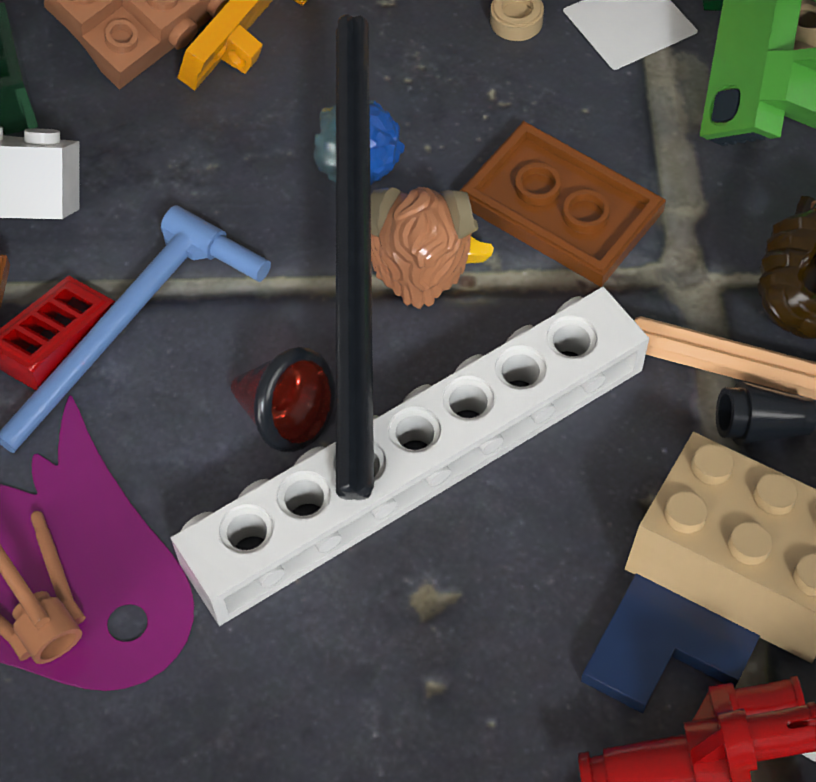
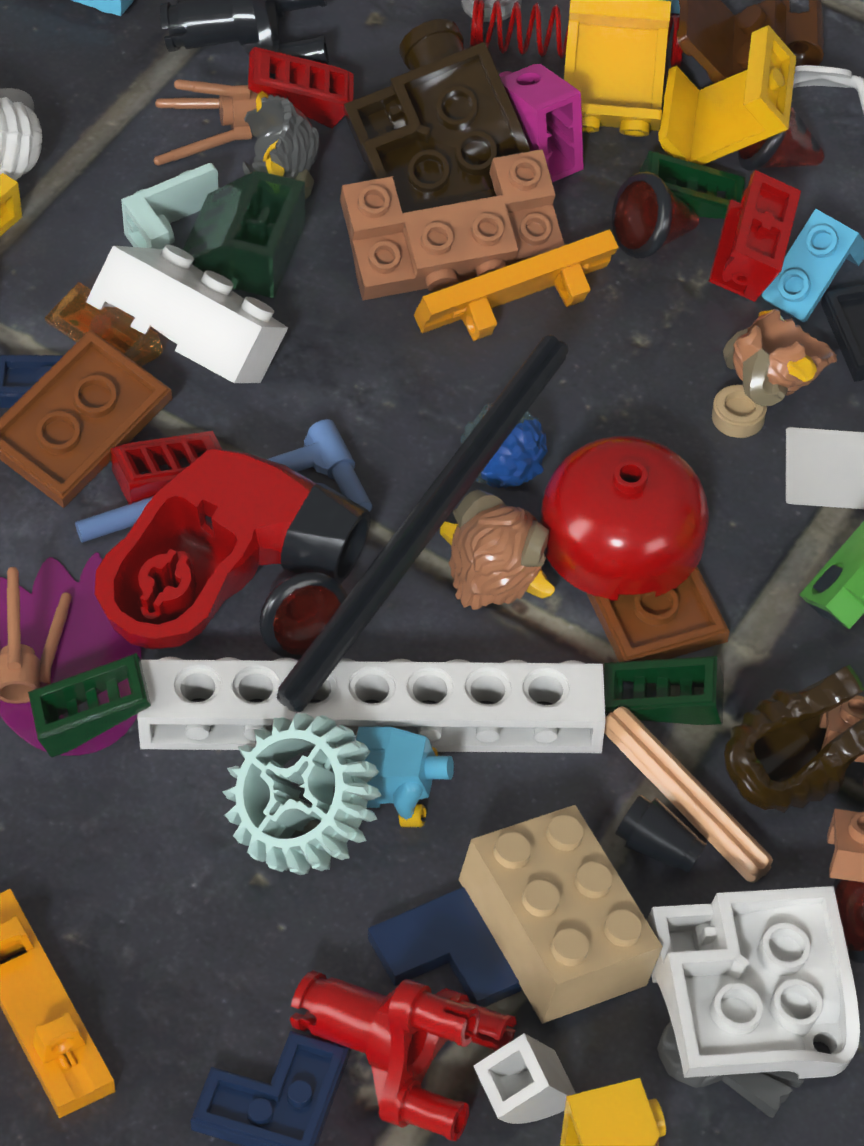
camera: 30 degrees right, 5 degrees down
(104, 631) = (67, 694): none -> dark green slope
(146, 382) = (211, 534): none -> red piece
(426, 608) = (270, 805): none -> light aqua gear
(494, 496) = (405, 770): none -> medium azure piece
(514, 144) = (624, 518): none -> red cylinder
(676, 247) = (682, 709): none -> dark green slope

